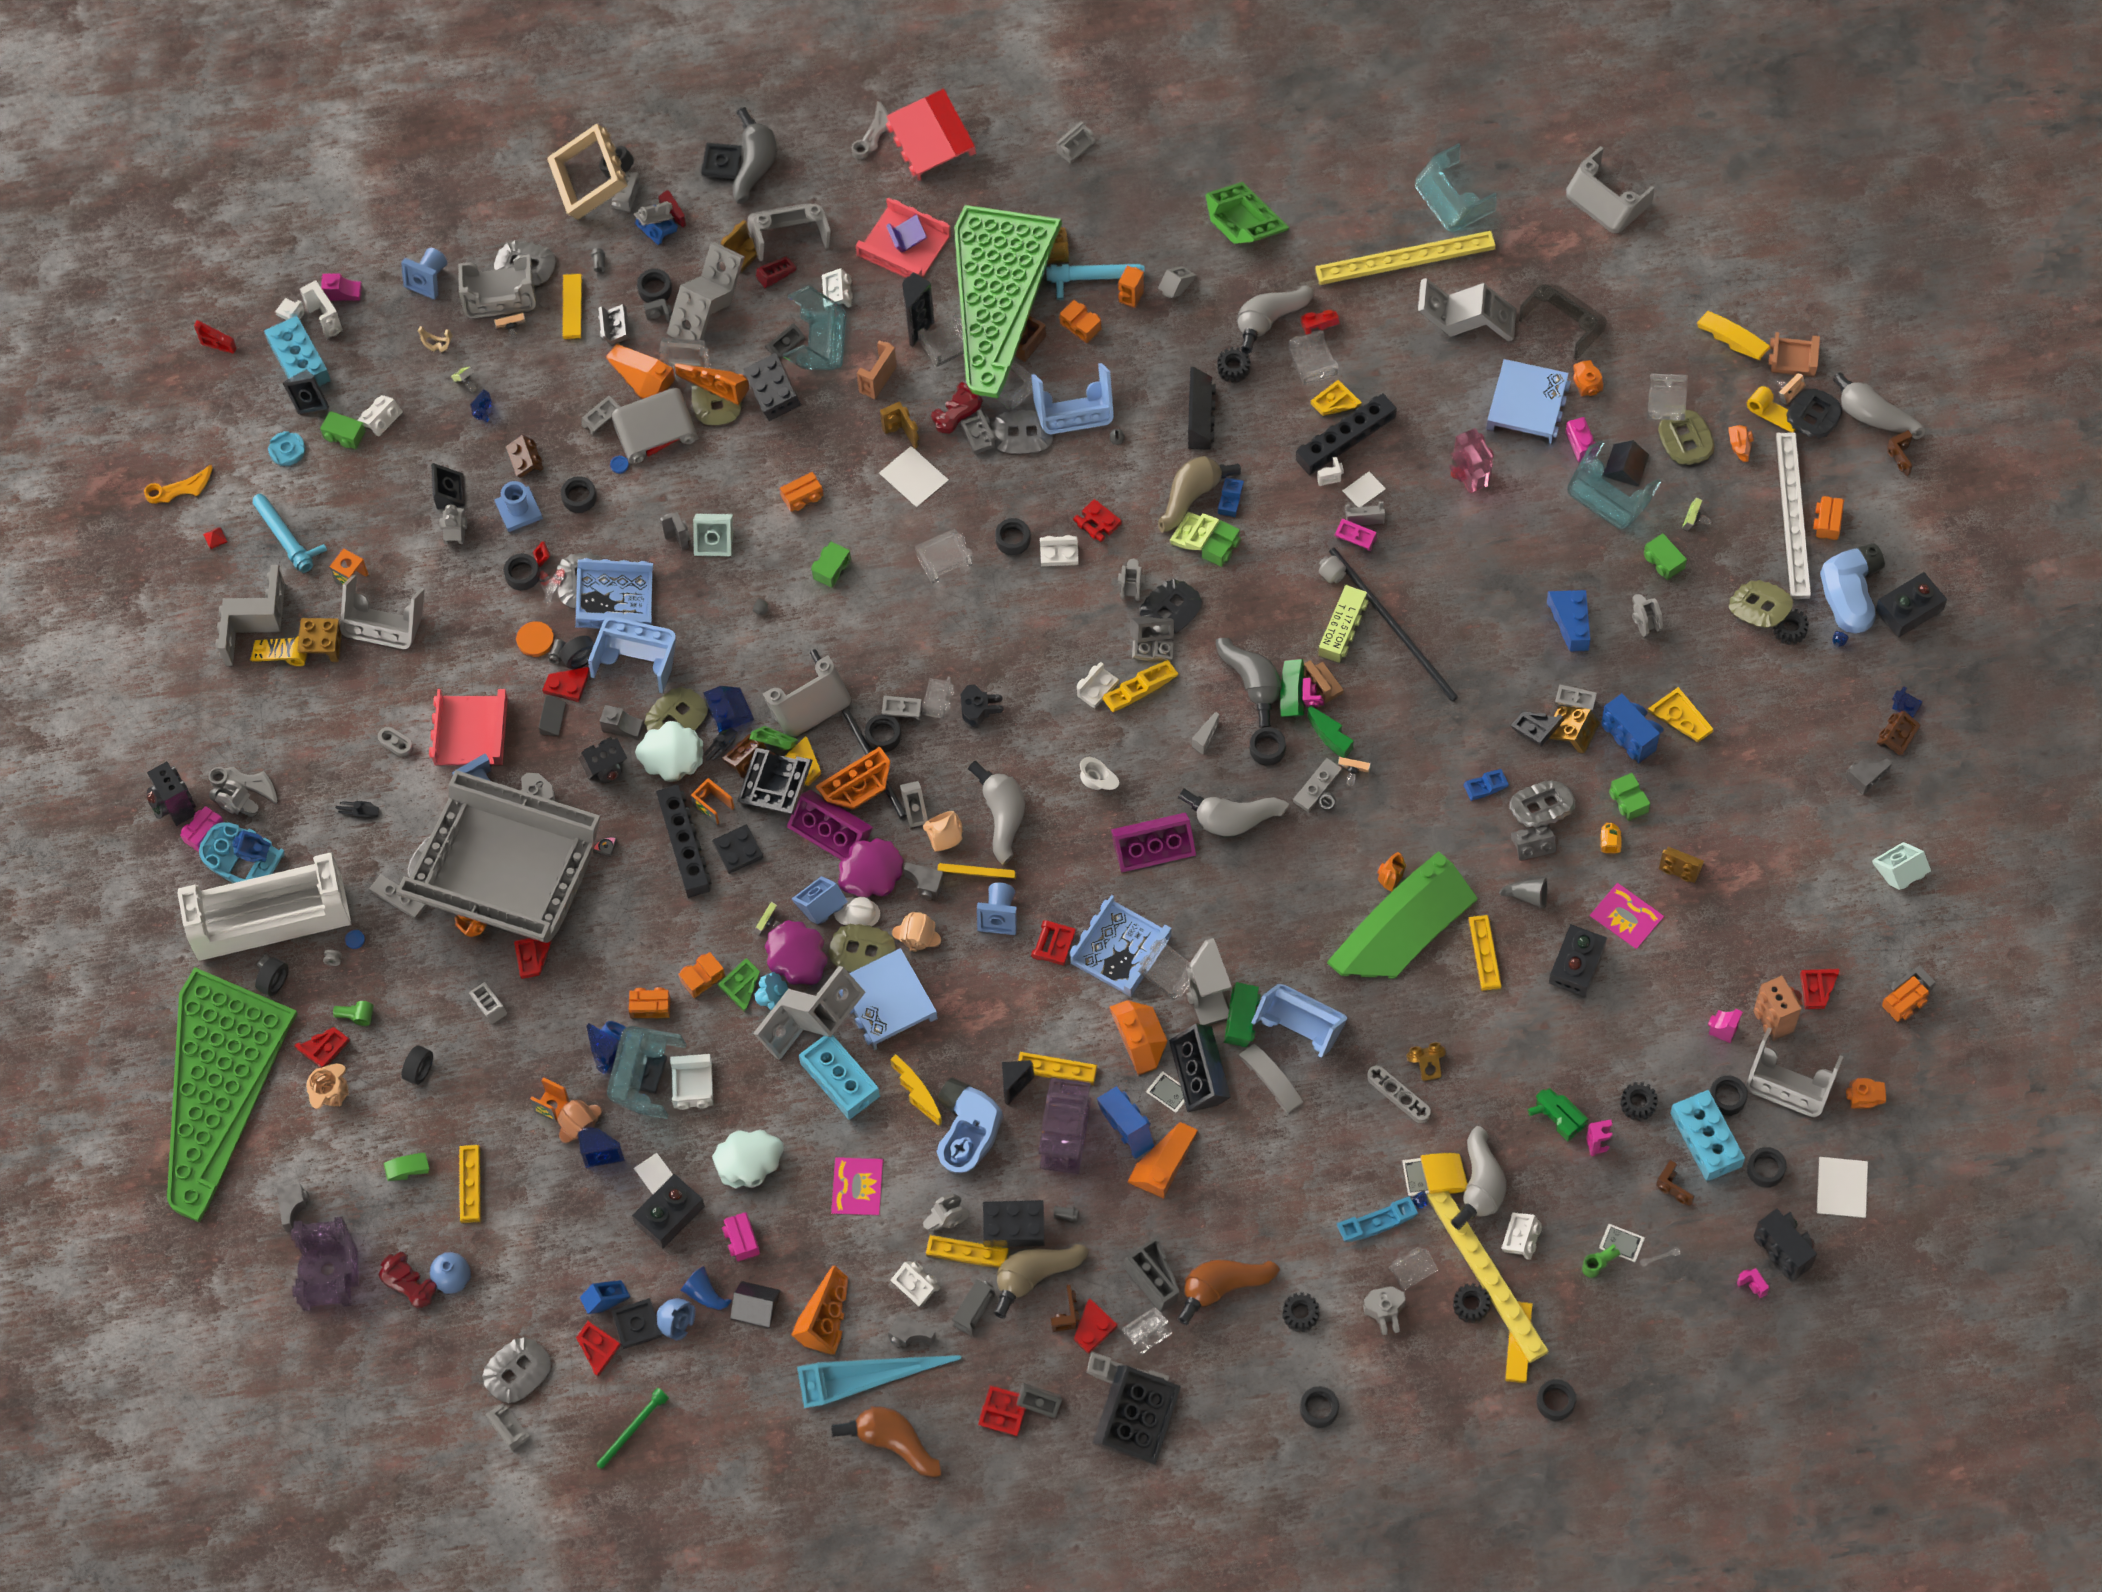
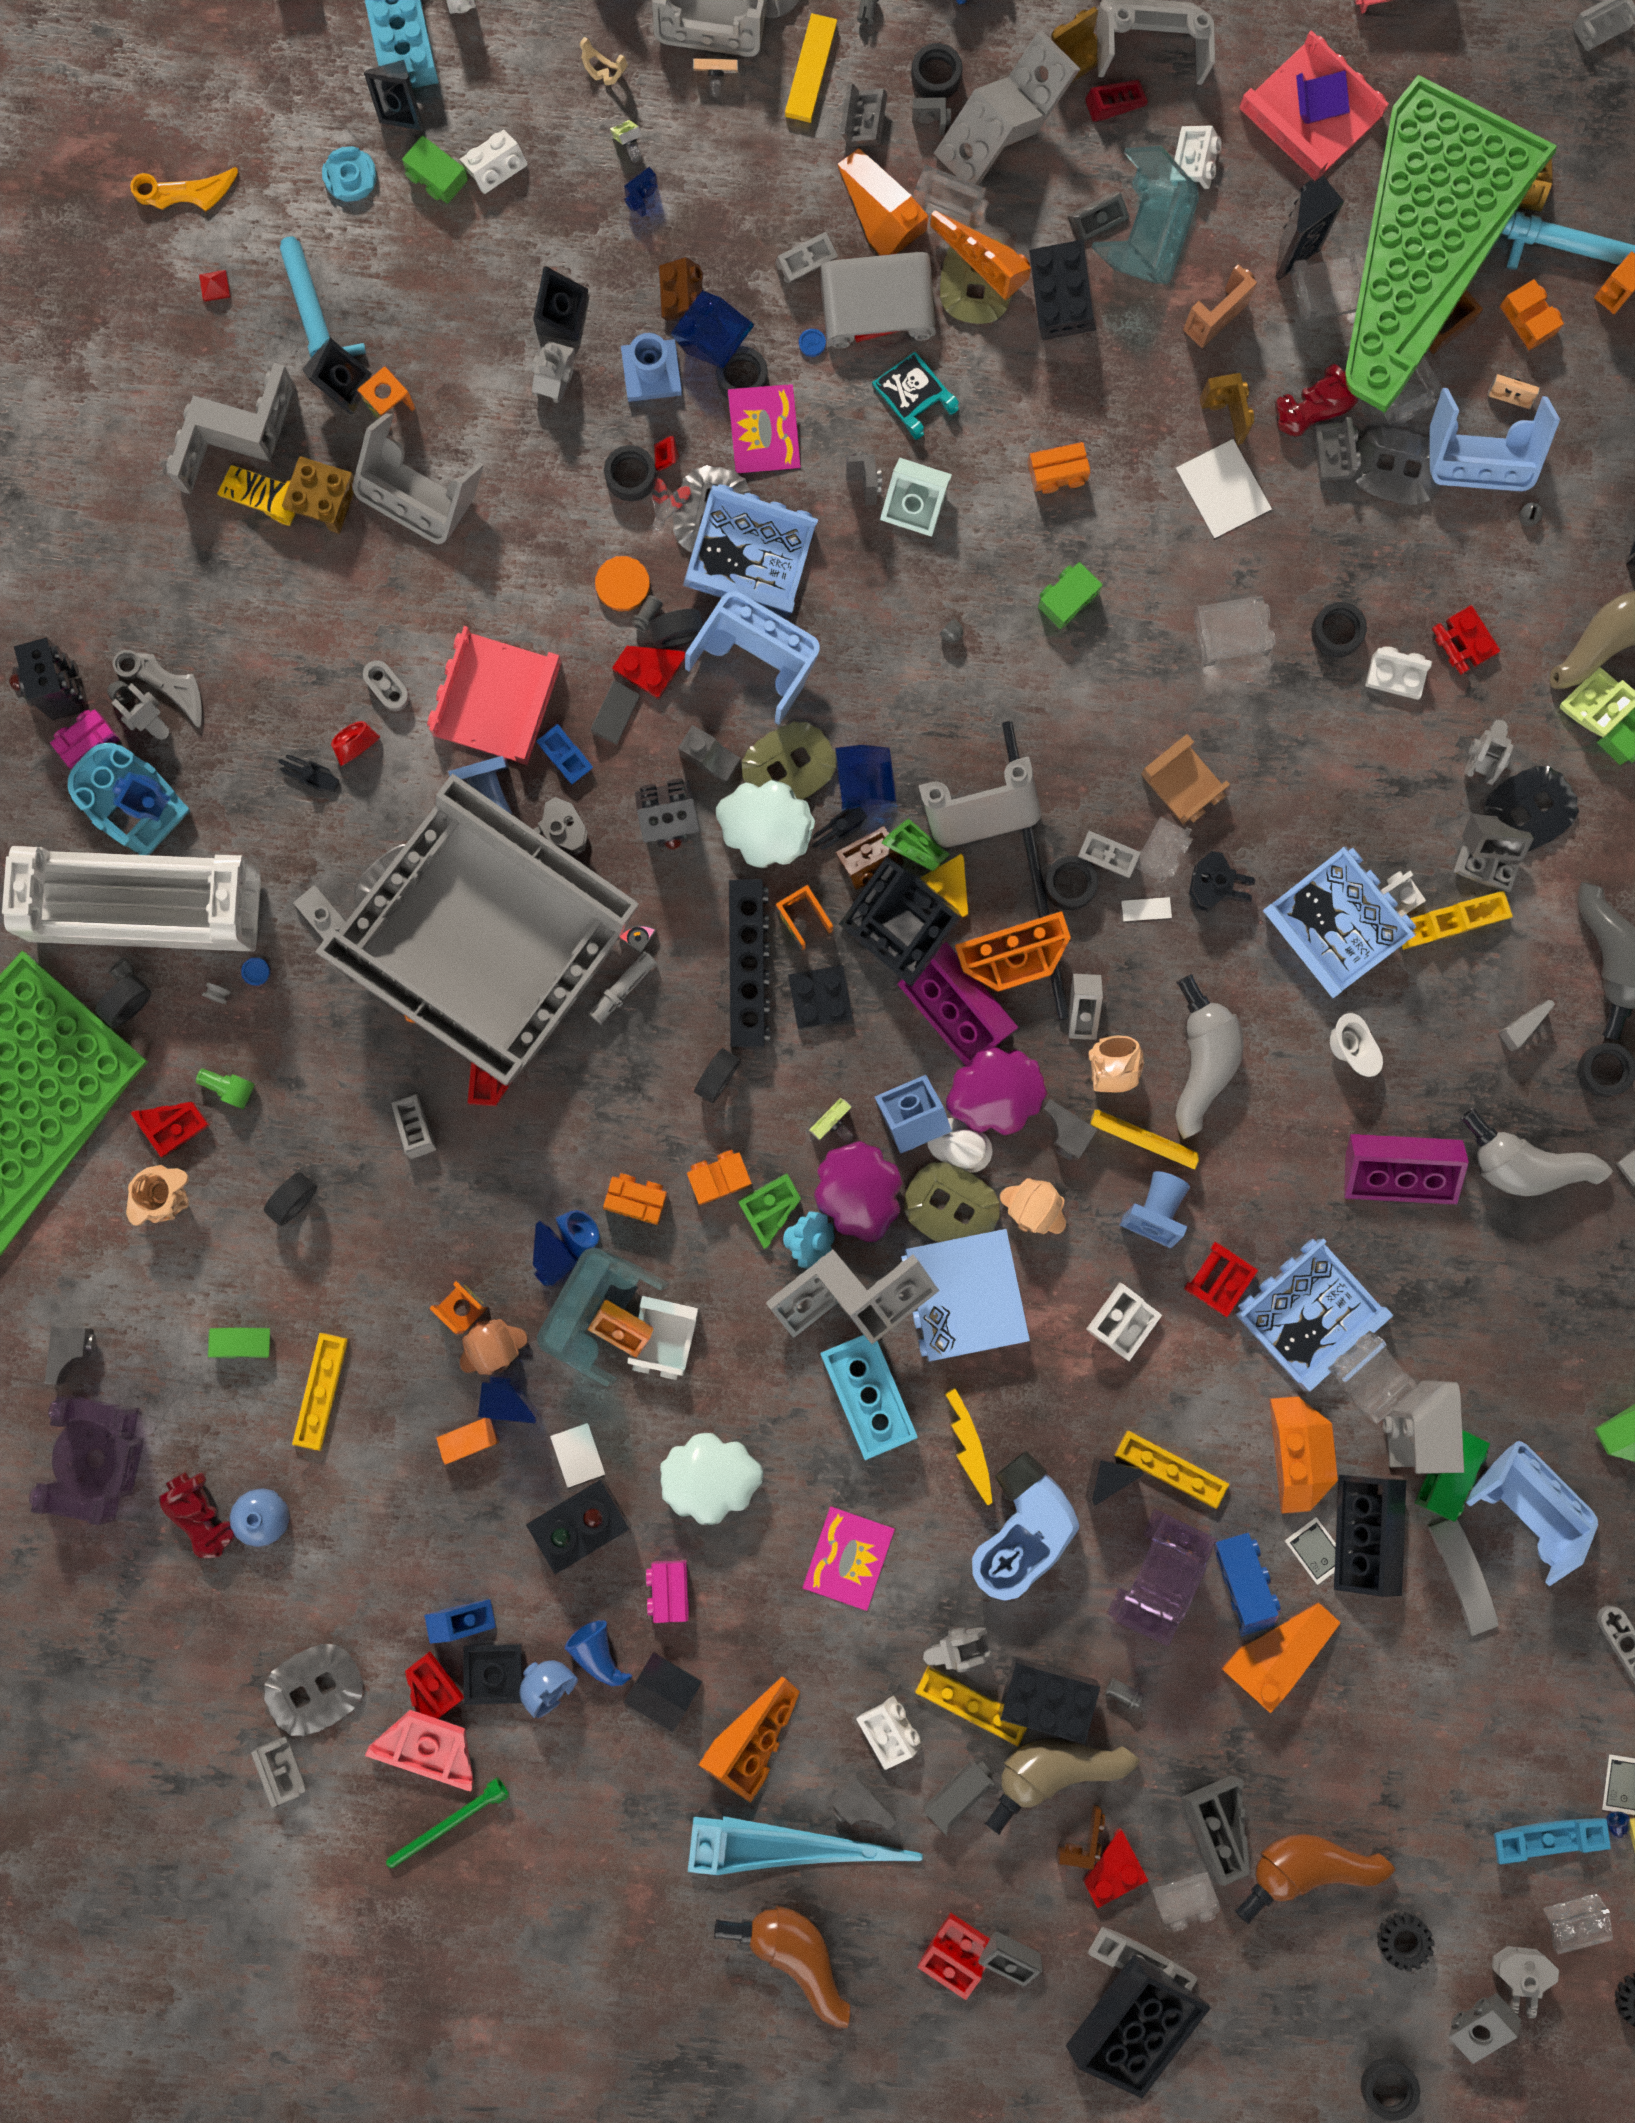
camera: 10 degrees right, 20 degrees up
(312, 564) = (337, 374): none -> black slope
(382, 780) = (353, 741): none -> red piece
(524, 750) = (564, 754): none -> blue slope
(551, 472) = (711, 329): none -> clear blue slope
(578, 1185) = (467, 1440): none -> orange slope
(600, 885) = (618, 992): none -> light grey pin
(602, 521) = (764, 428): none -> dark pink sticker
(604, 1381) = (426, 1748): none -> coral wing
(661, 1083) = (621, 1328): none -> orange slope
(682, 910) = (717, 1075): none -> black tyre
(693, 473) = (912, 389): none -> flag
(938, 652) = (1184, 781): none -> medium nougat panel
(938, 737) = (1146, 909): none -> white sticker
(995, 984) = (1124, 1322): none -> white brick
(1065, 704) = (1340, 921): none -> light blue panel
(1083, 368) = (1513, 390): none -> light nougat piece
(1375, 1336) = (1499, 2028): none -> dark grey brick

